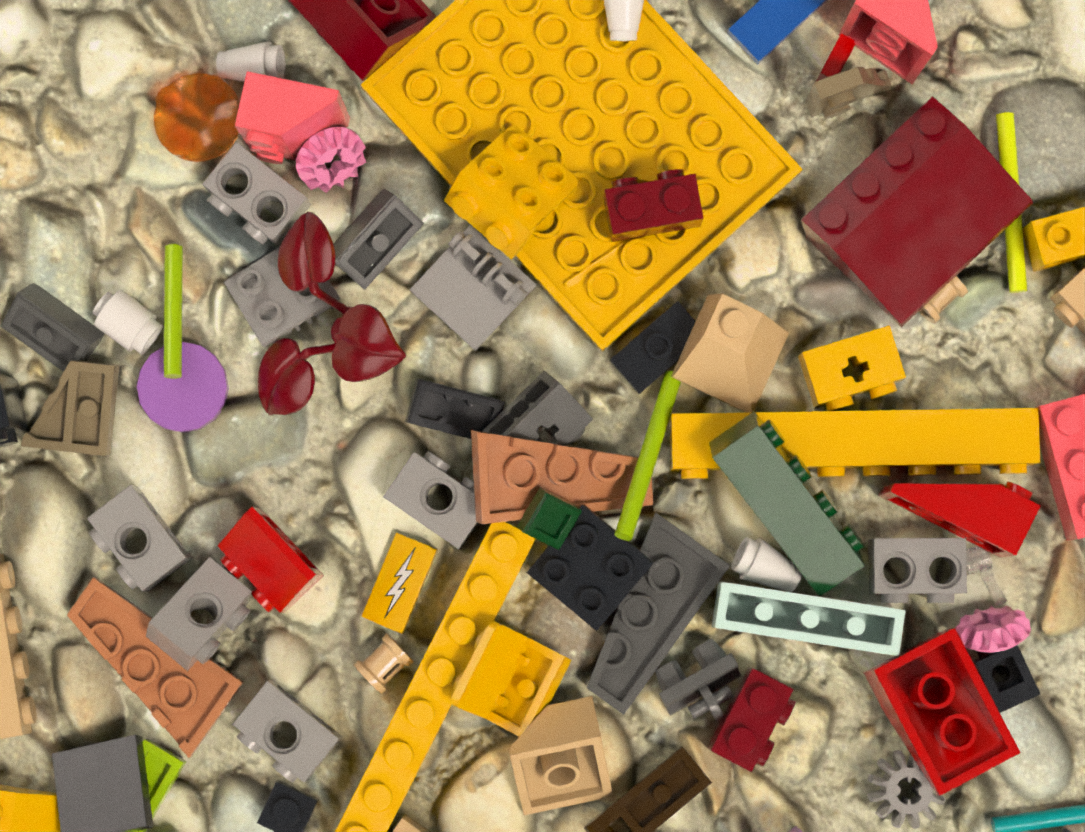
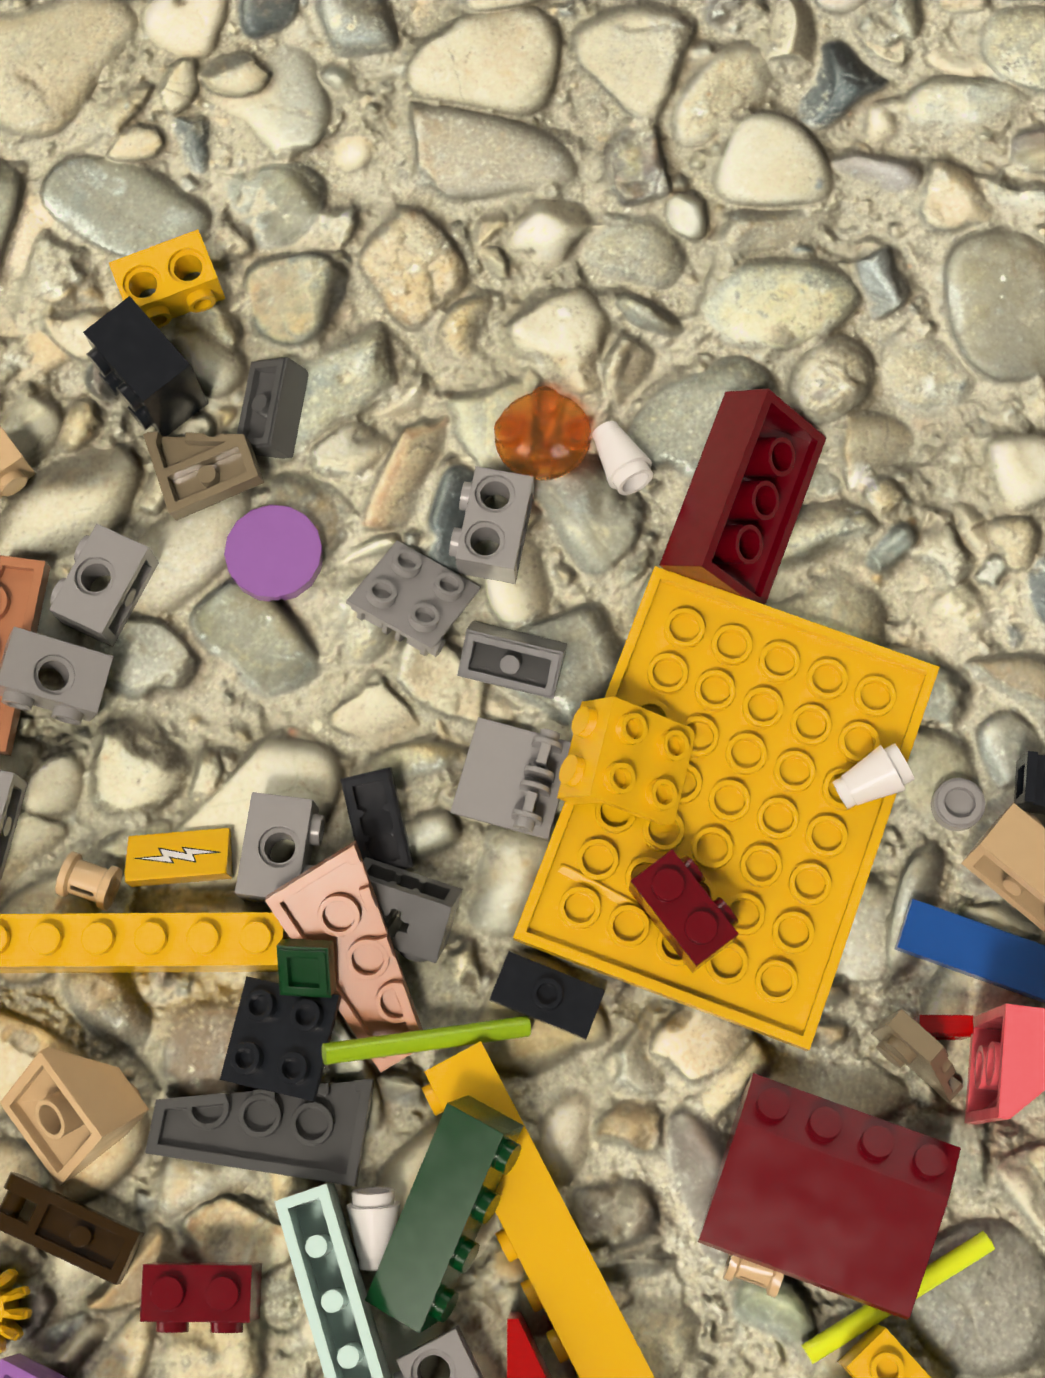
camera: 65 degrees right, 10 degrees down
(127, 321) = (310, 469): white brick -> none
(173, 311) = (341, 505): lime bar -> none
(268, 560) = (139, 716): red slope -> none
(283, 114) = (578, 505): coral slope -> none
(322, 149) = (571, 558): bright pink gear -> none
(361, 336) = (395, 681): dark red plant -> none
(508, 678) = (127, 1012): yellow bracket -> none
(715, 672) = (236, 1229): dark grey hips -> none
(730, 352) = (578, 1073): tan slope -> none
(872, 350) = (659, 1222): yellow brick -> none

